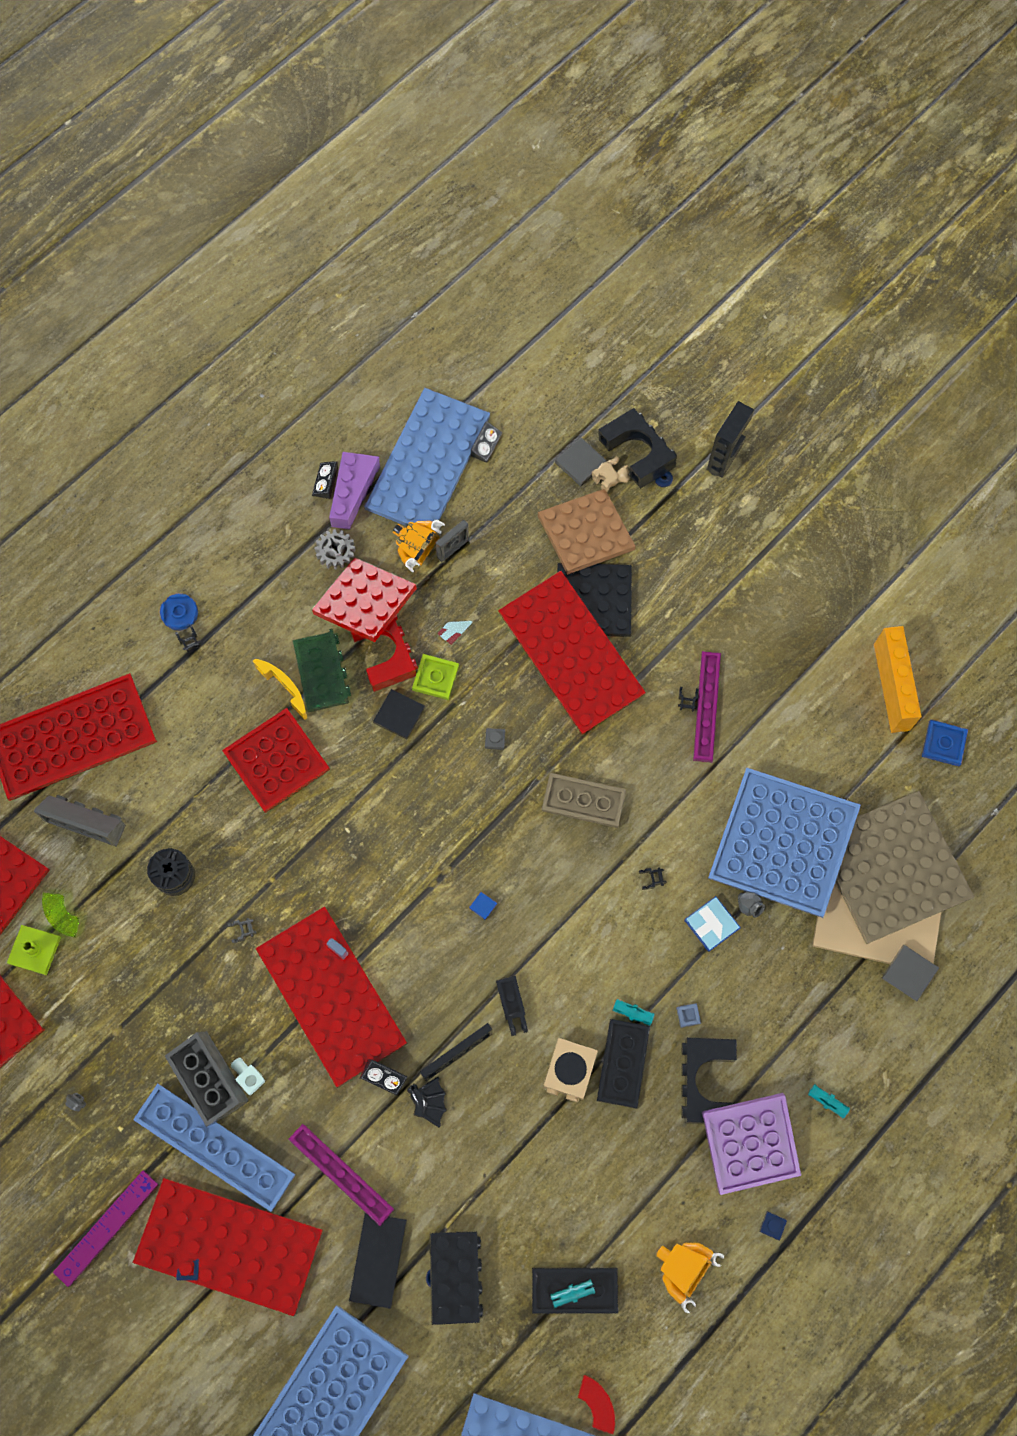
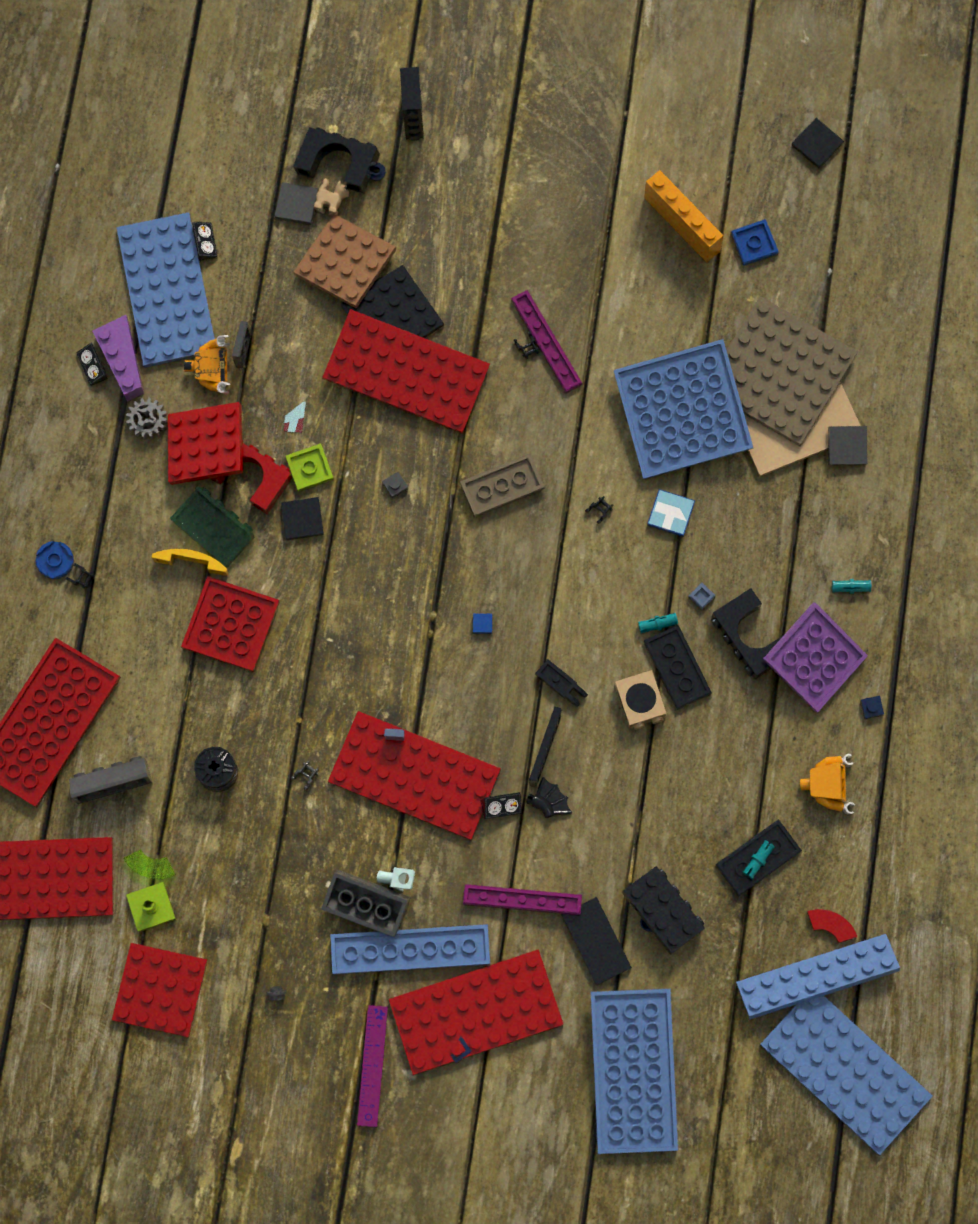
camera: 30 degrees left, 5 degrees up
(750, 904) = (690, 476): dark grey rock -> none

